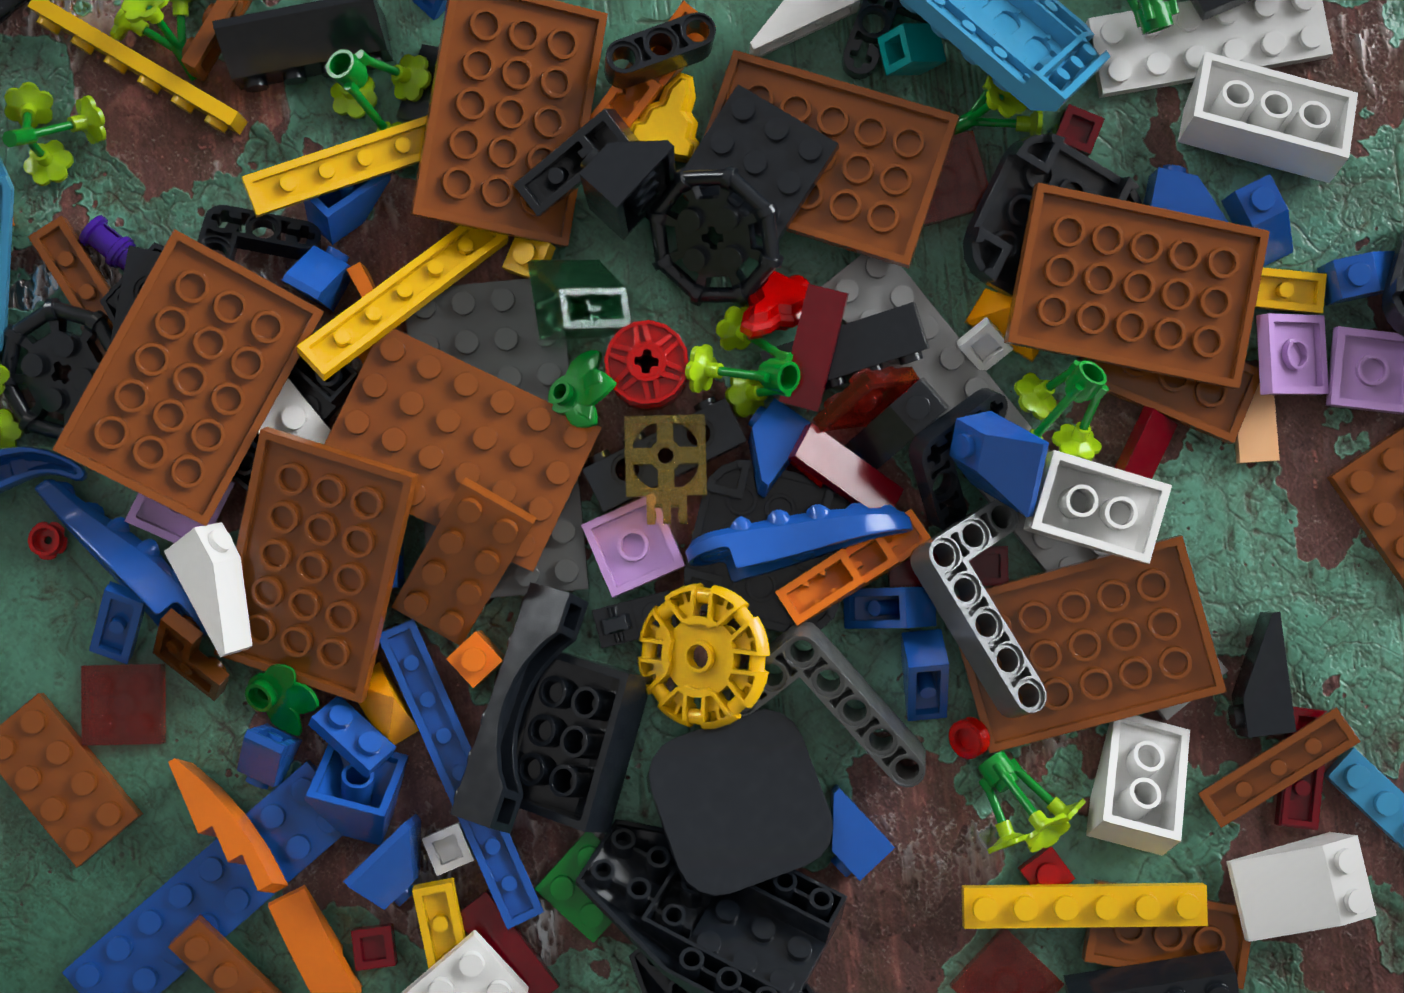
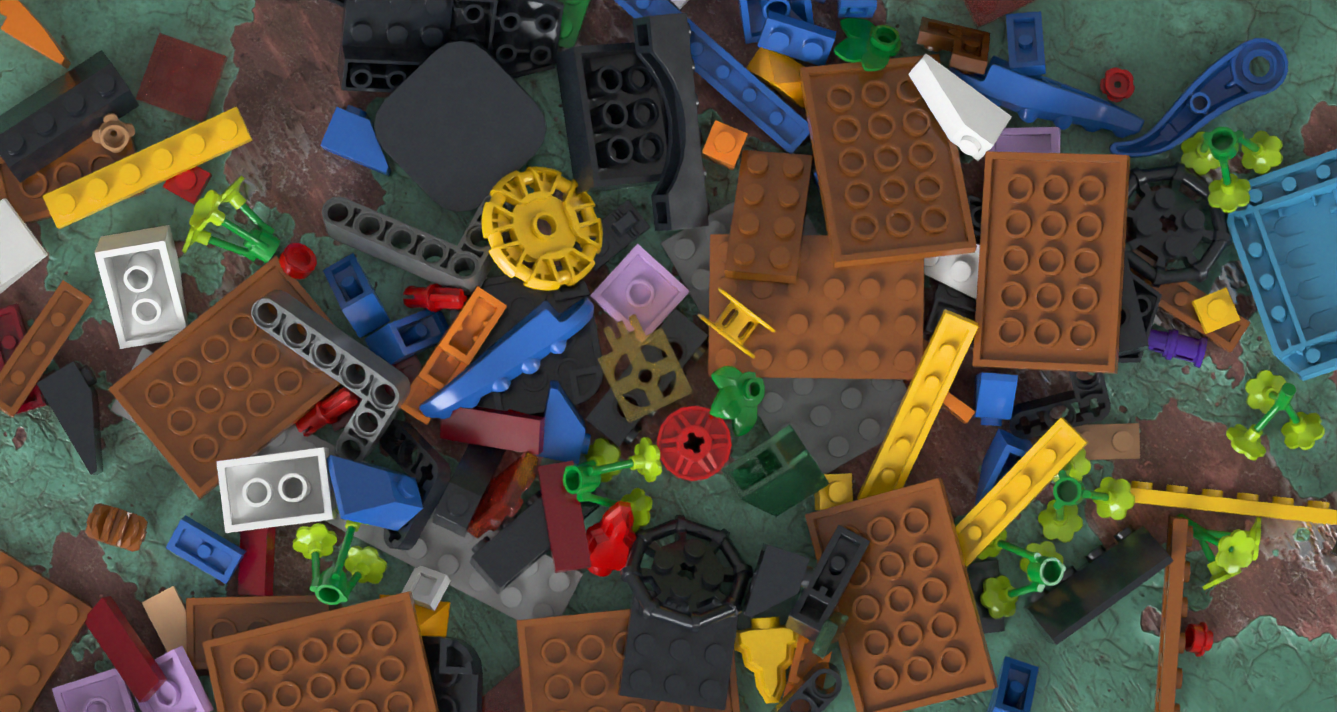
camera: 160 degrees right, 0 degrees up
(55, 262) = (1215, 310): none -> yellow plate
(221, 181) = (1111, 441): none -> medium nougat plate
(252, 121) = (1062, 517): none -> lime plant
(546, 462) = (736, 323): none -> yellow piece
(591, 106) = (830, 634): none -> clear green tile
(845, 635) = (435, 297): none -> red axle
(1008, 567) = (327, 411): none -> red axle
(1106, 947) = (117, 142): none -> medium nougat plate
(1191, 484) = (205, 549): none -> blue plate
(1275, 546) = (116, 527): none -> dark orange gear
(1319, 418) = (125, 649): none -> dark red tile

